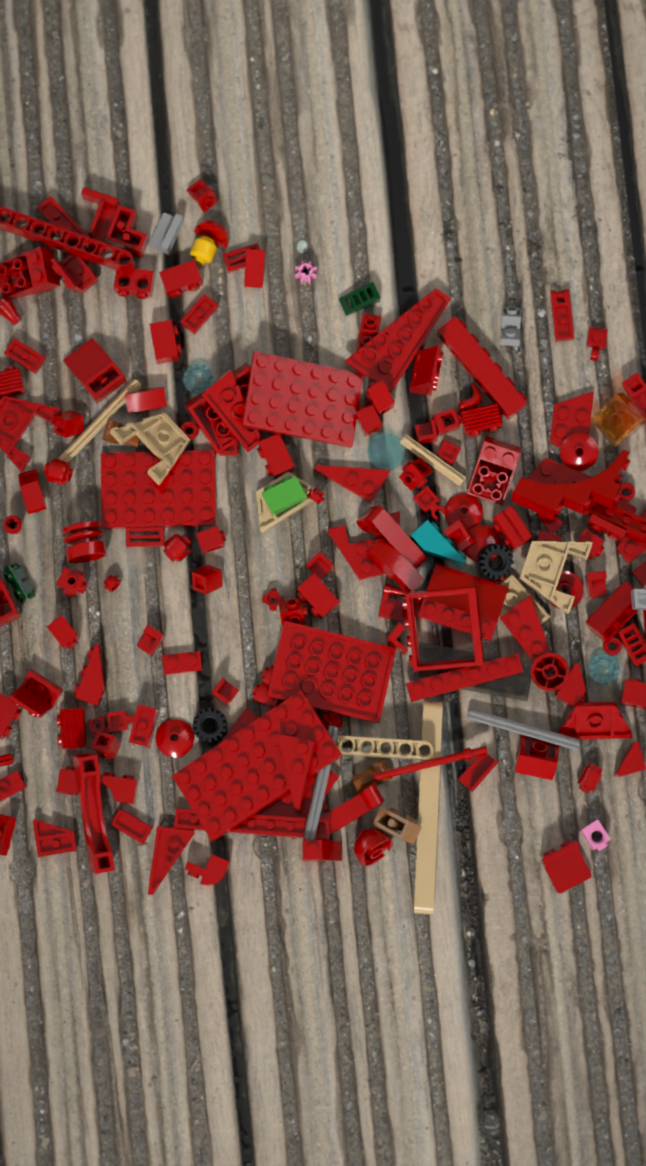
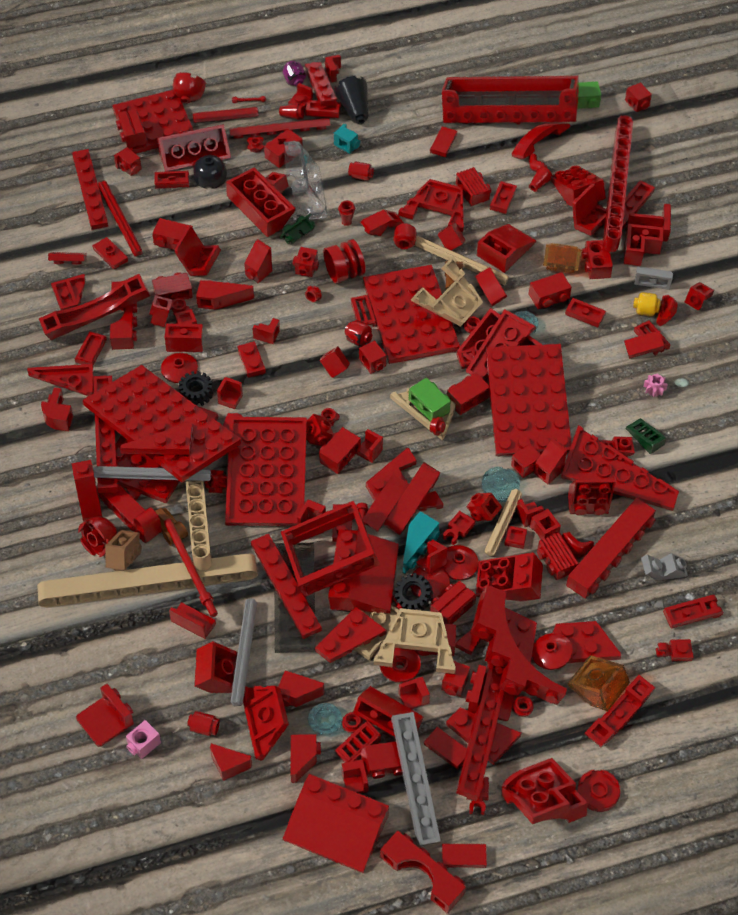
camera: 75 degrees right, 25 degrees down
(121, 316) = (562, 257): none -> clear orange slope
(181, 279) = (613, 292): red brick -> none
(359, 481) = (464, 465): red wing -> none
(550, 672) = (307, 659): red cylinder -> none

